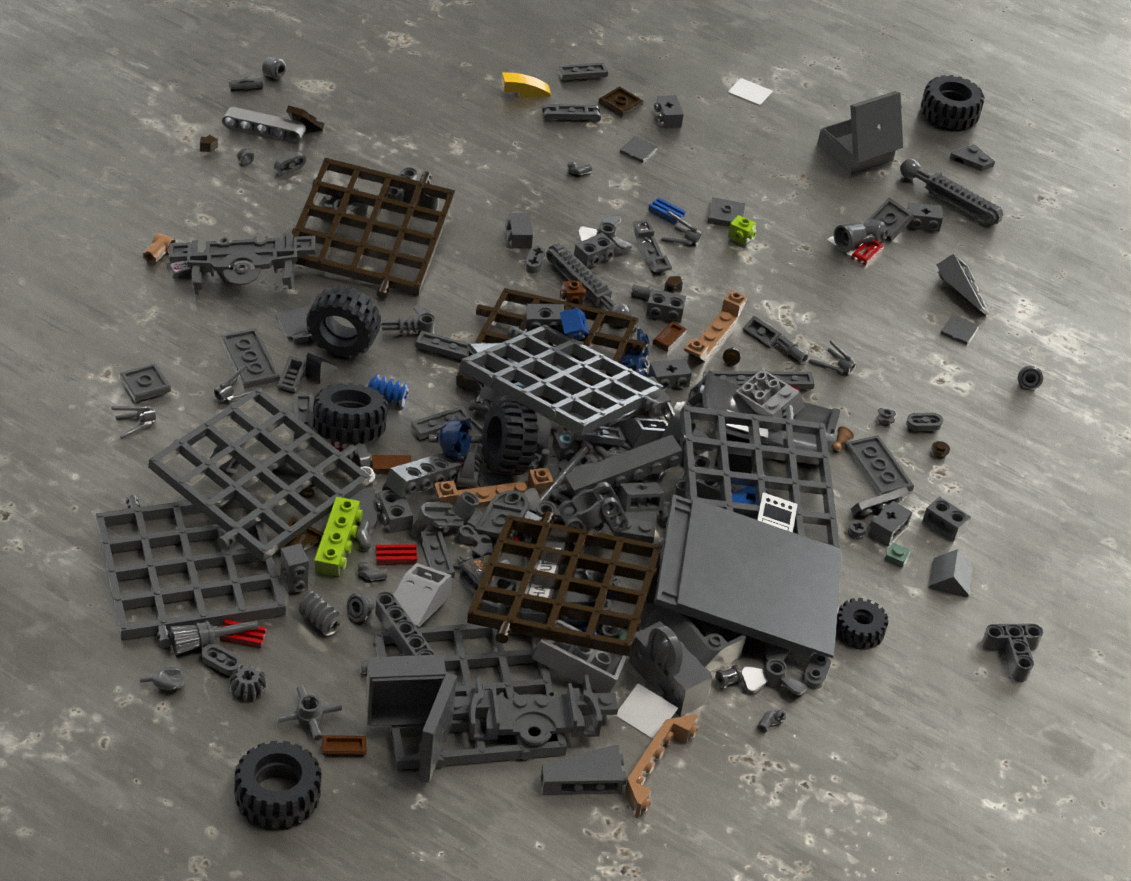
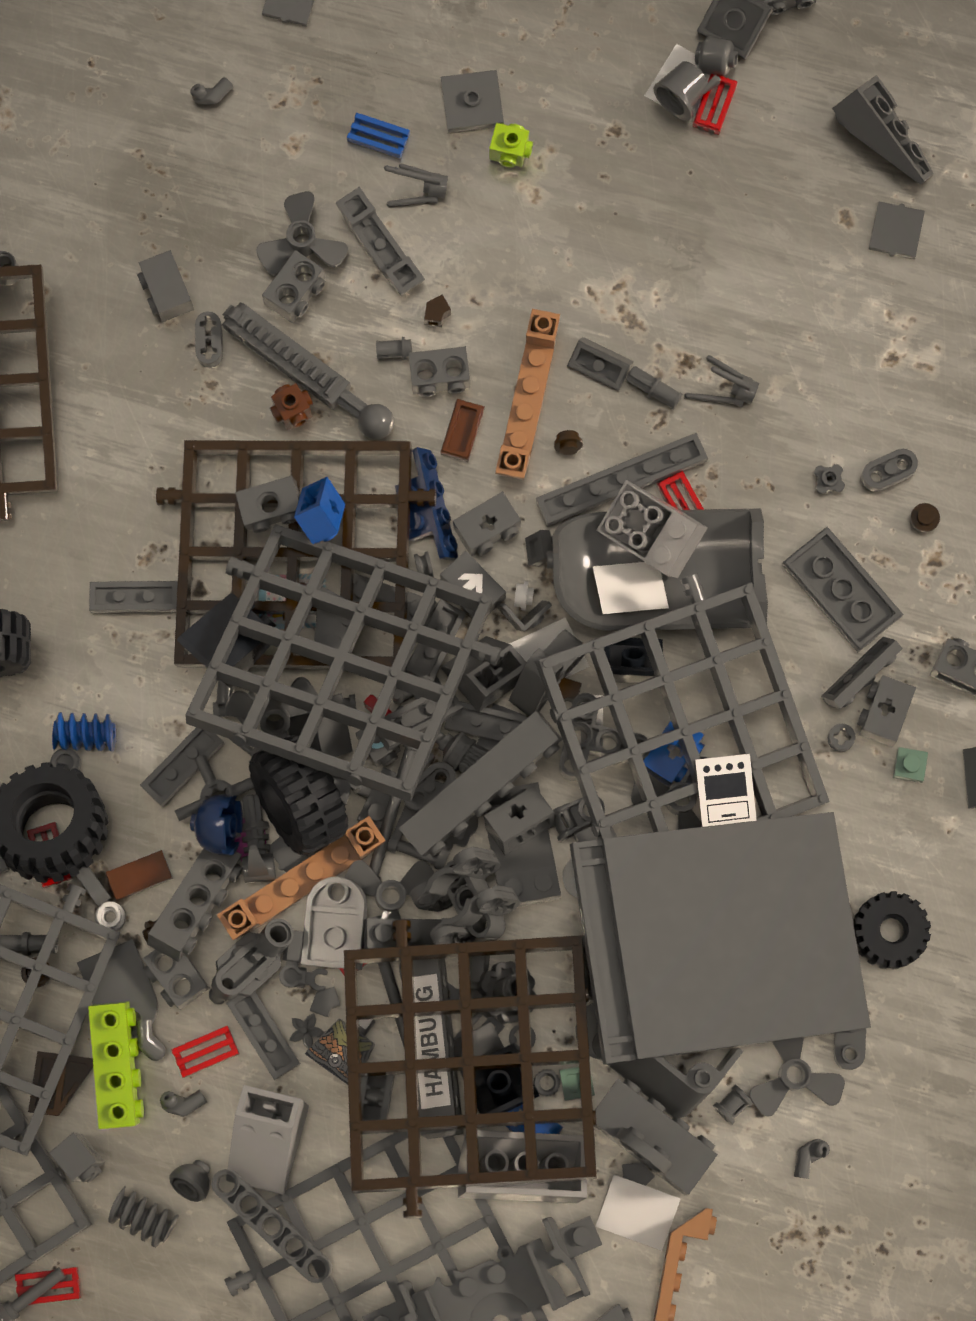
camera: 10 degrees left, 35 degrees up
(425, 322) = (73, 572): dark grey piece -> none
(843, 436) = (776, 553): medium nougat piece -> none

